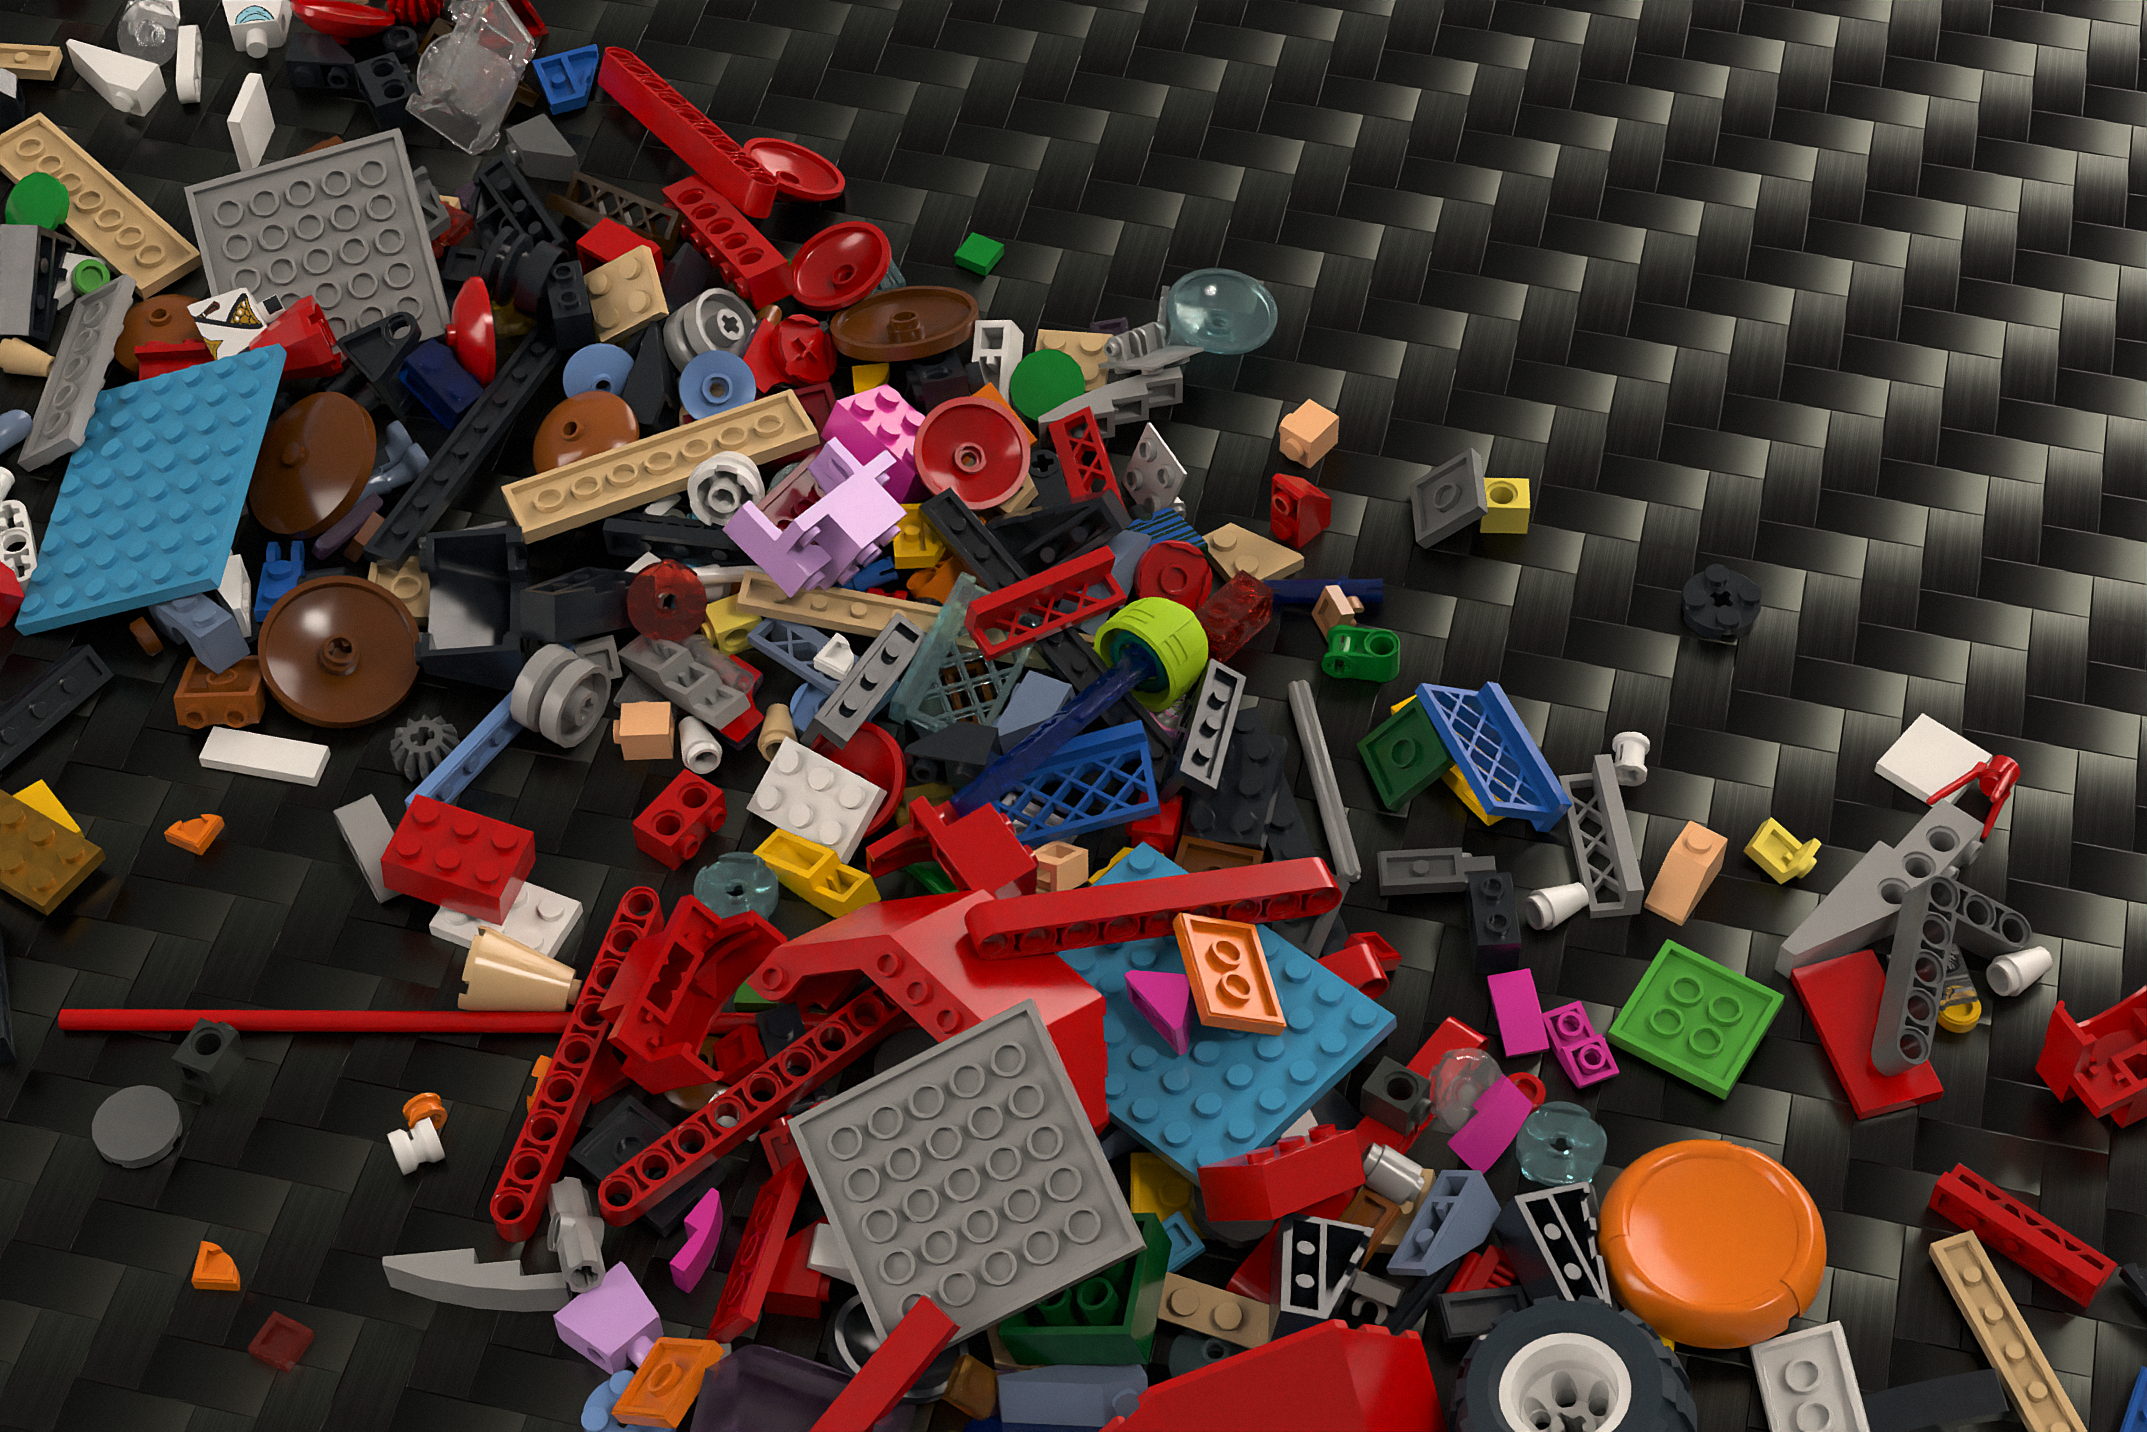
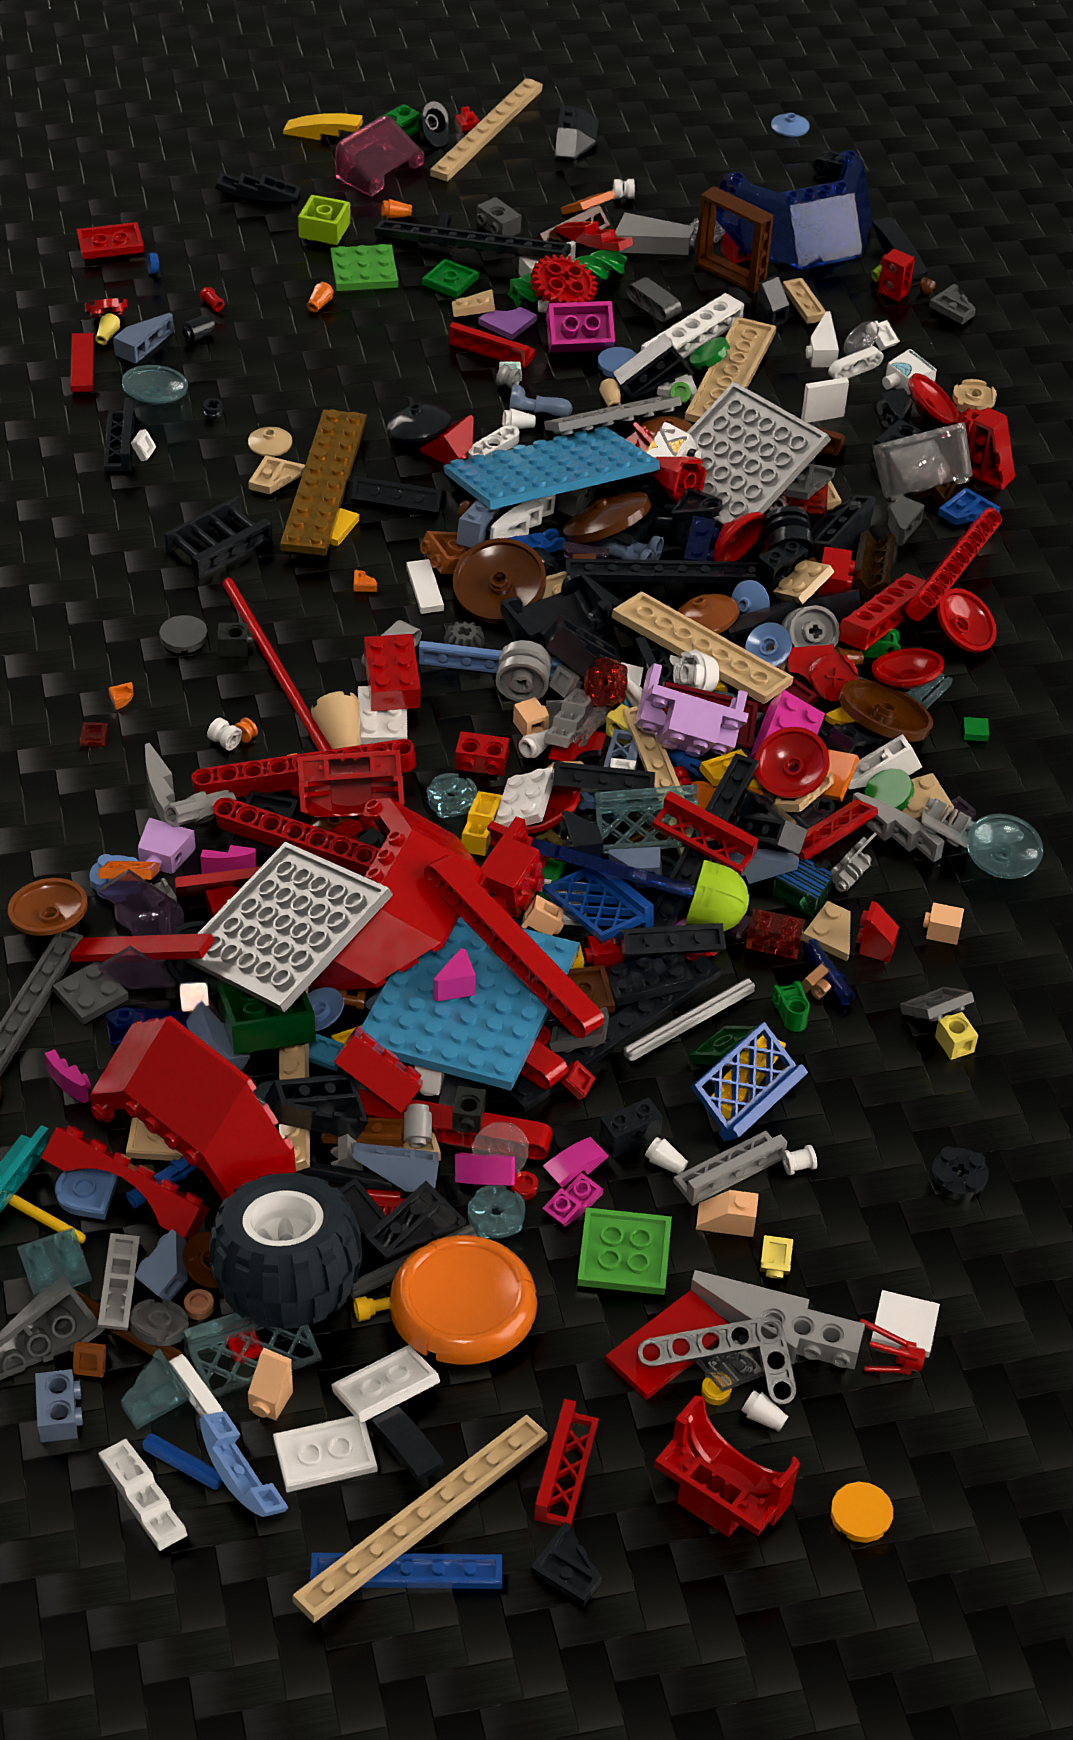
camera: 60 degrees right, 5 degrees down
(974, 377) = (864, 752): black tile -> none
(1175, 573) = (782, 893): red tile -> none
(1228, 974) = (488, 993): orange tile -> none
(1429, 870) = (651, 1084): dark grey hinge -> none

